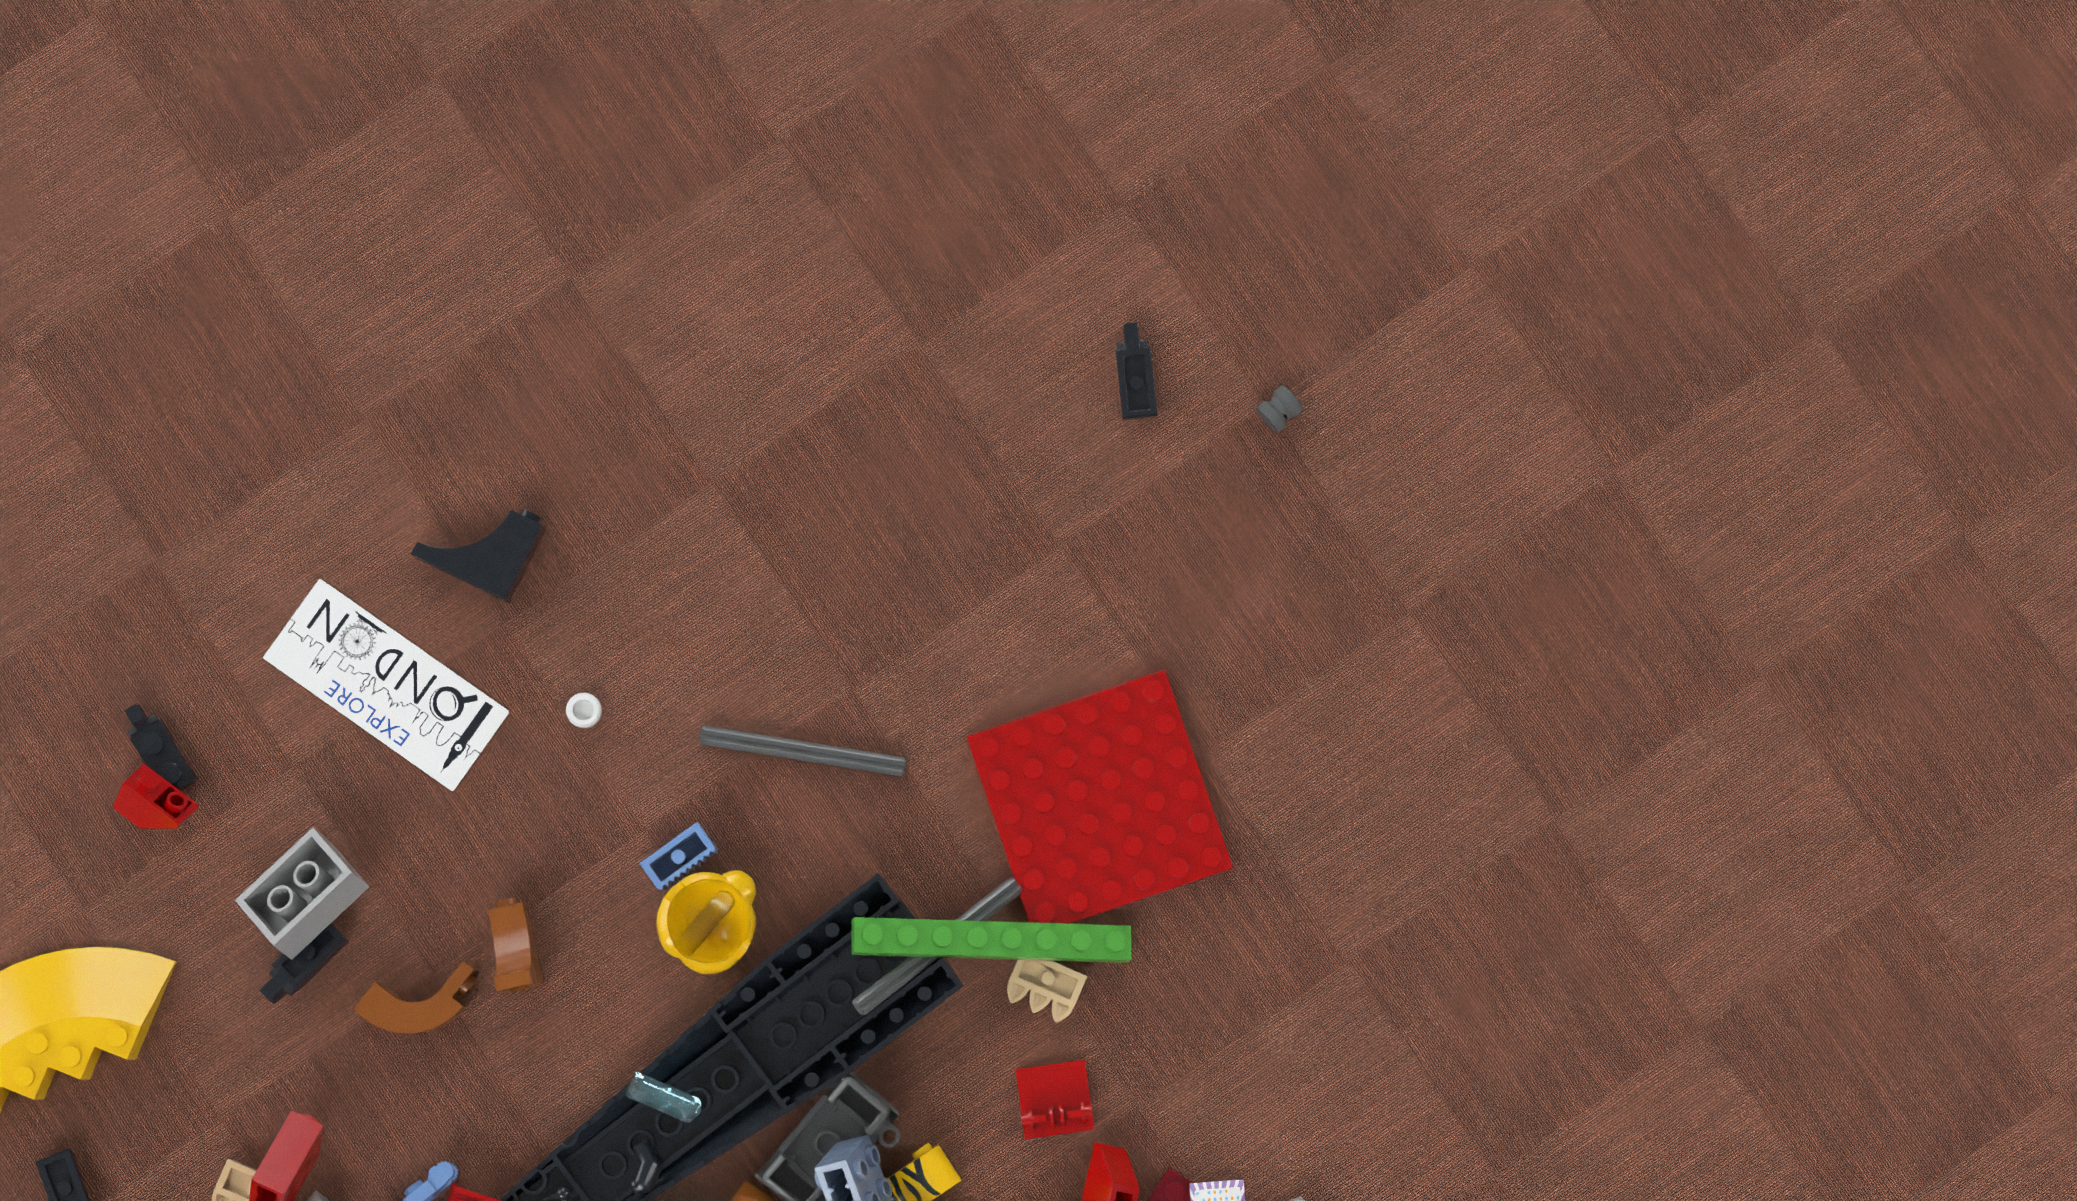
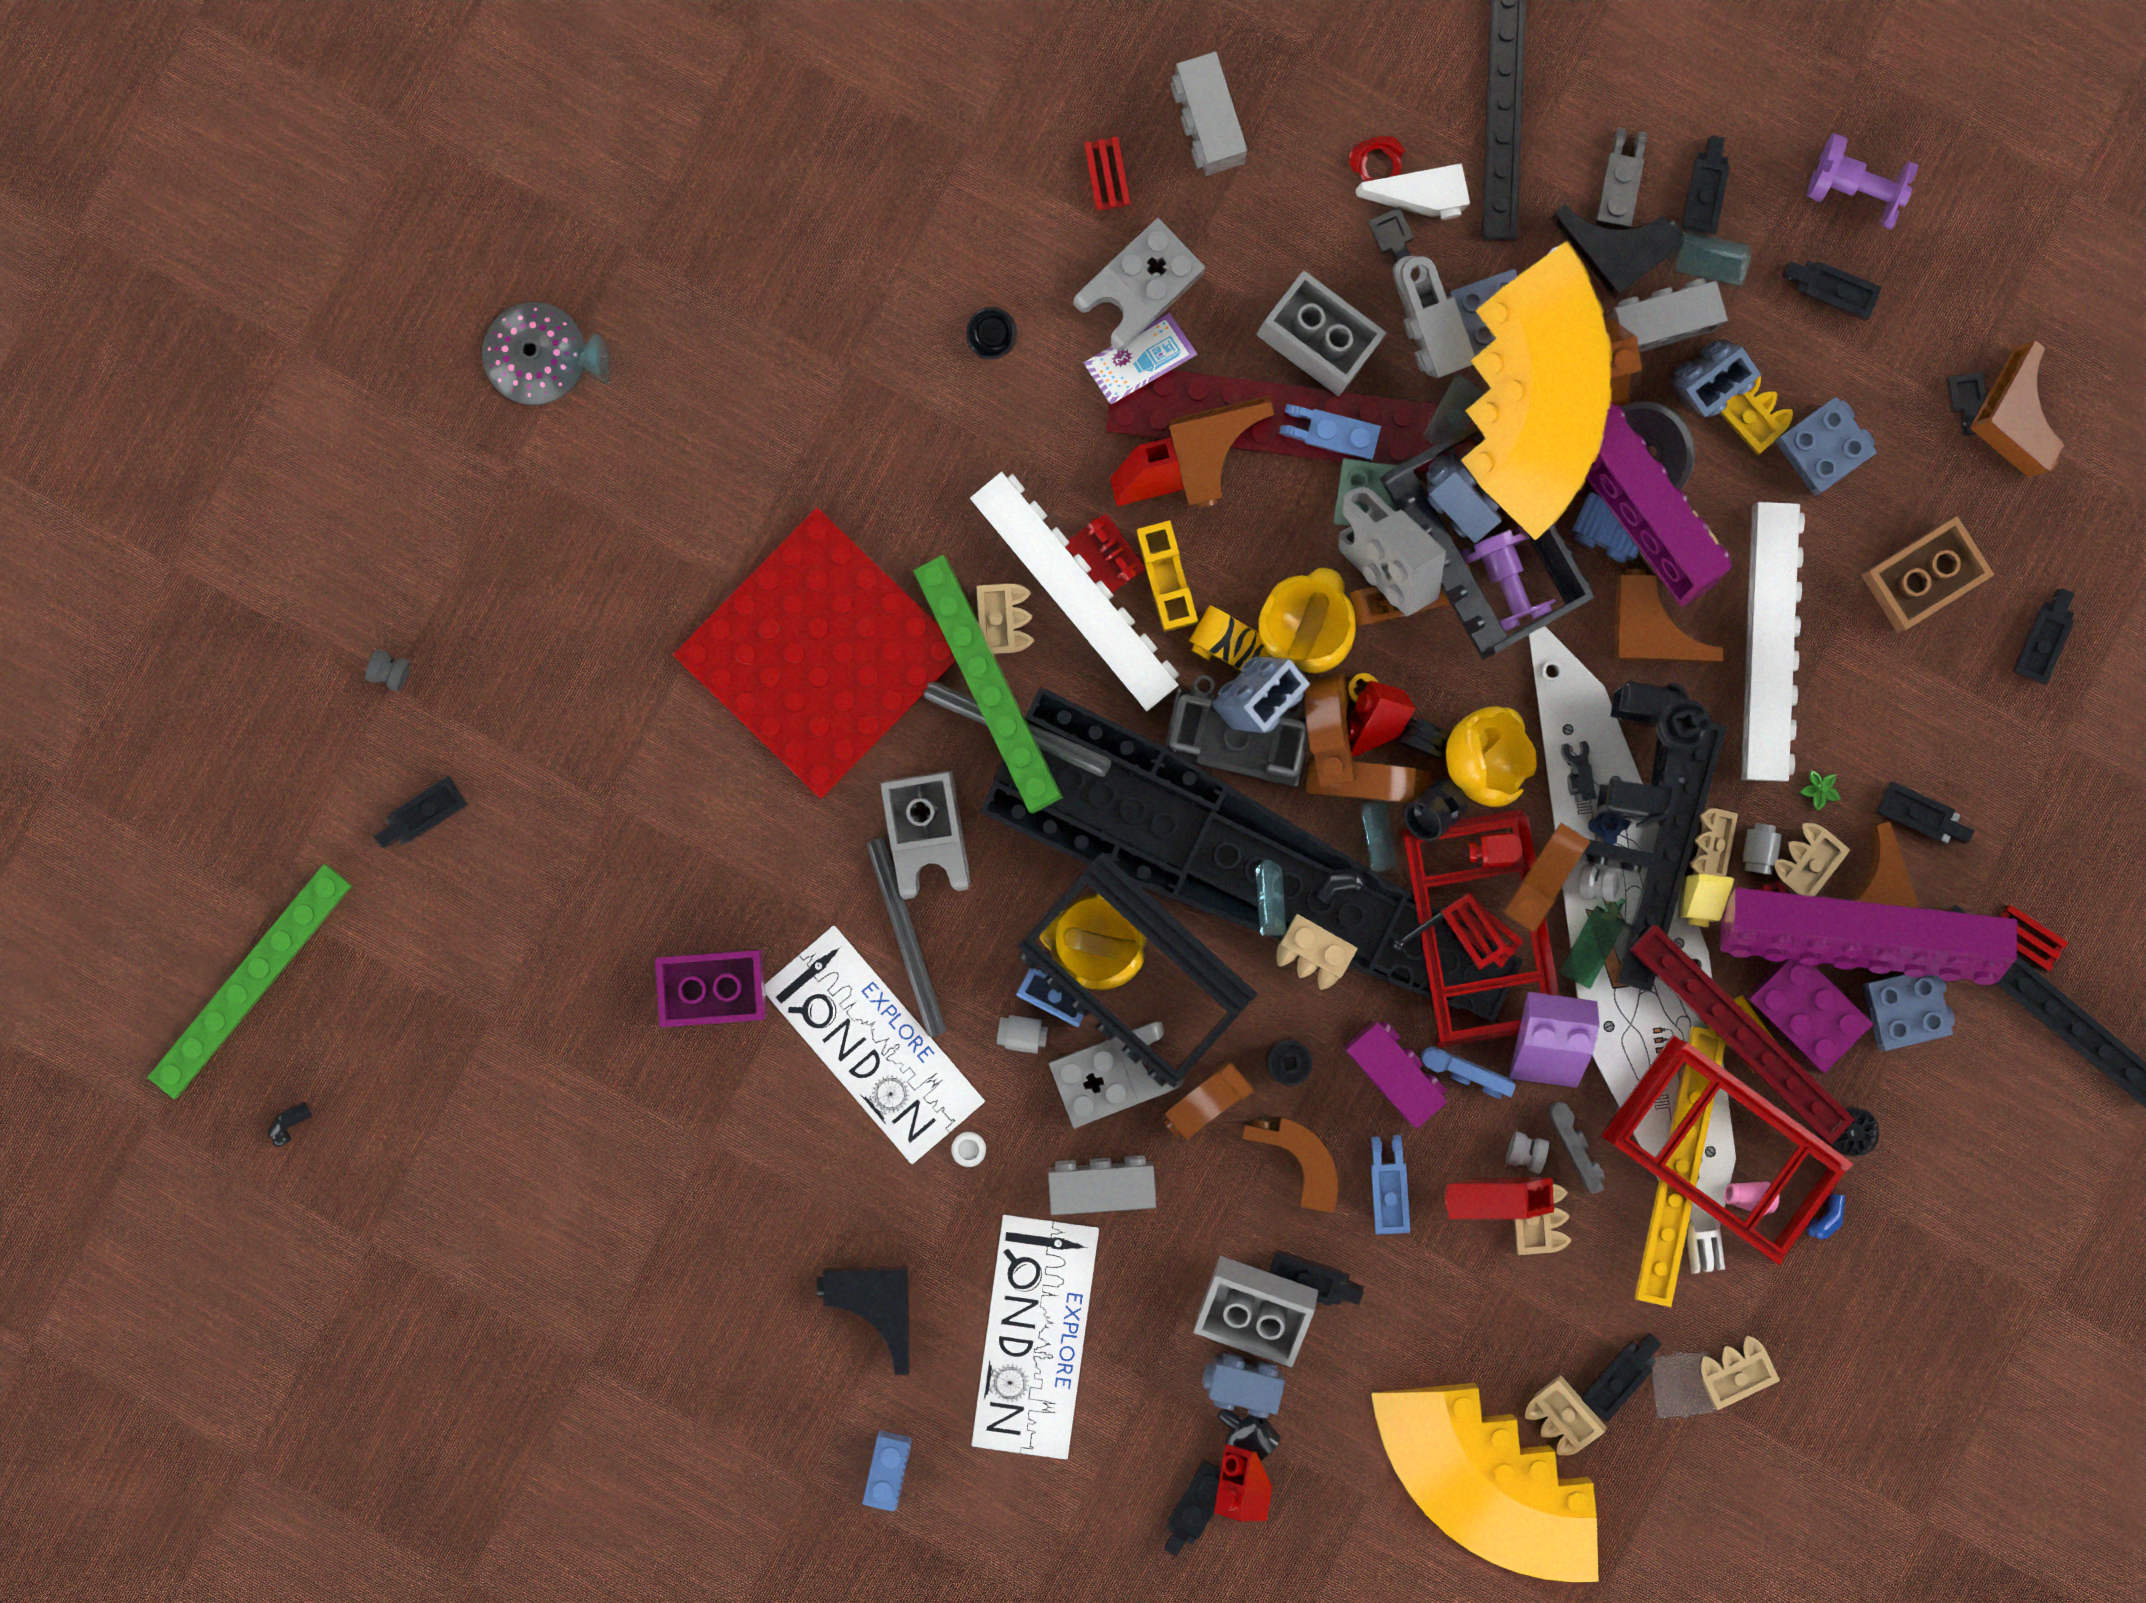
camera: 115 degrees left, 5 degrees up
(61, 1127) = (1566, 1416): none -> tan plate
(197, 833) = (1250, 1433): none -> black piece
(242, 849) = (1234, 1382): none -> sand blue brick
(336, 492) = (887, 1471): none -> medium blue brick
(347, 1072) = (1389, 1190): none -> medium blue hinge
(448, 1131) = (1396, 1072): none -> magenta brick
(486, 812) = (1102, 1185): none -> light grey brick
(509, 1039) = (1288, 1062): none -> black wheel
(585, 883) = (1123, 1083): none -> light grey brick
(598, 1114) = (1315, 949): none -> tan plate
(661, 810) = (1021, 1034): none -> light grey brick
(680, 984) = (1168, 937): none -> black window
(722, 672) = (873, 1044): none -> white sticker
(846, 552) = (711, 988): none -> magenta brick
(878, 813) = (927, 841): none -> light grey brick
(924, 120) = (285, 1120): none -> black arm
(1006, 1154) = (1166, 576): none -> yellow arch
(1036, 1063) = (1074, 591): none -> white brick
(1064, 150) = (250, 981): none -> bright green plate
(1311, 1108) = (991, 333): none -> black hair
(1466, 735) = (596, 359): none -> clear light blue slope
(1477, 686) = (548, 372): none -> dark grey dish

